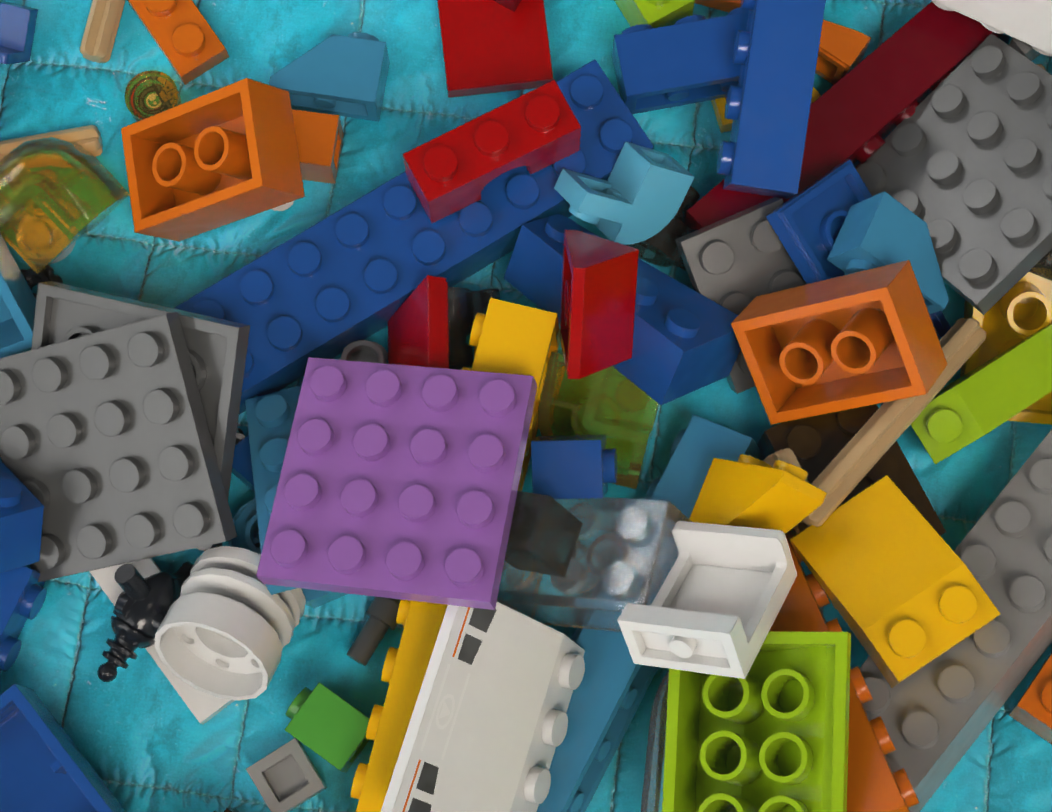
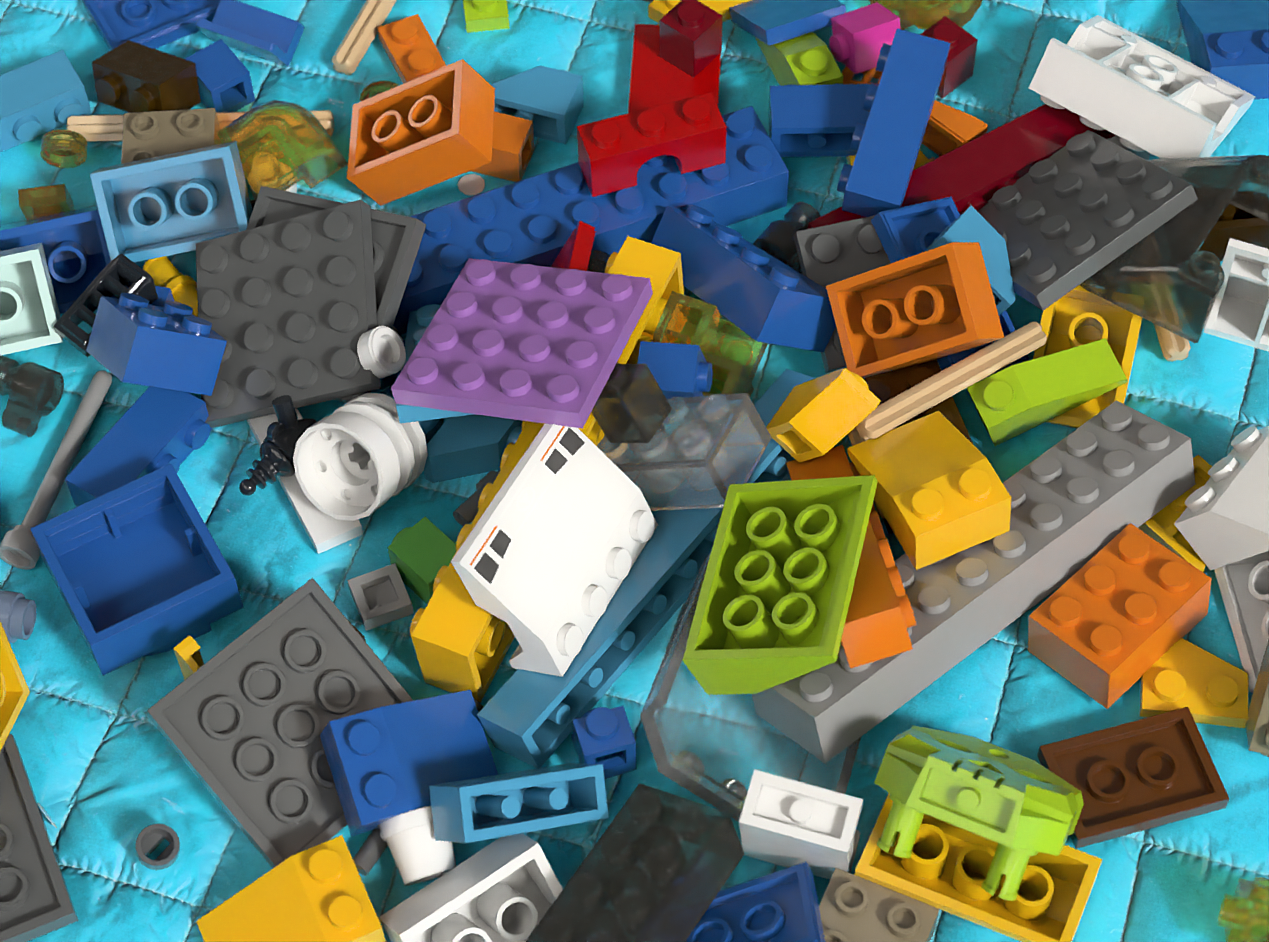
camera: 10 degrees right, 20 degrees down
(229, 497) = (381, 351): none -> white tile
(596, 303) = (717, 249): red slope -> none
(634, 200) = (768, 205): medium azure brick -> none
(713, 601) = (779, 456): white panel -> none

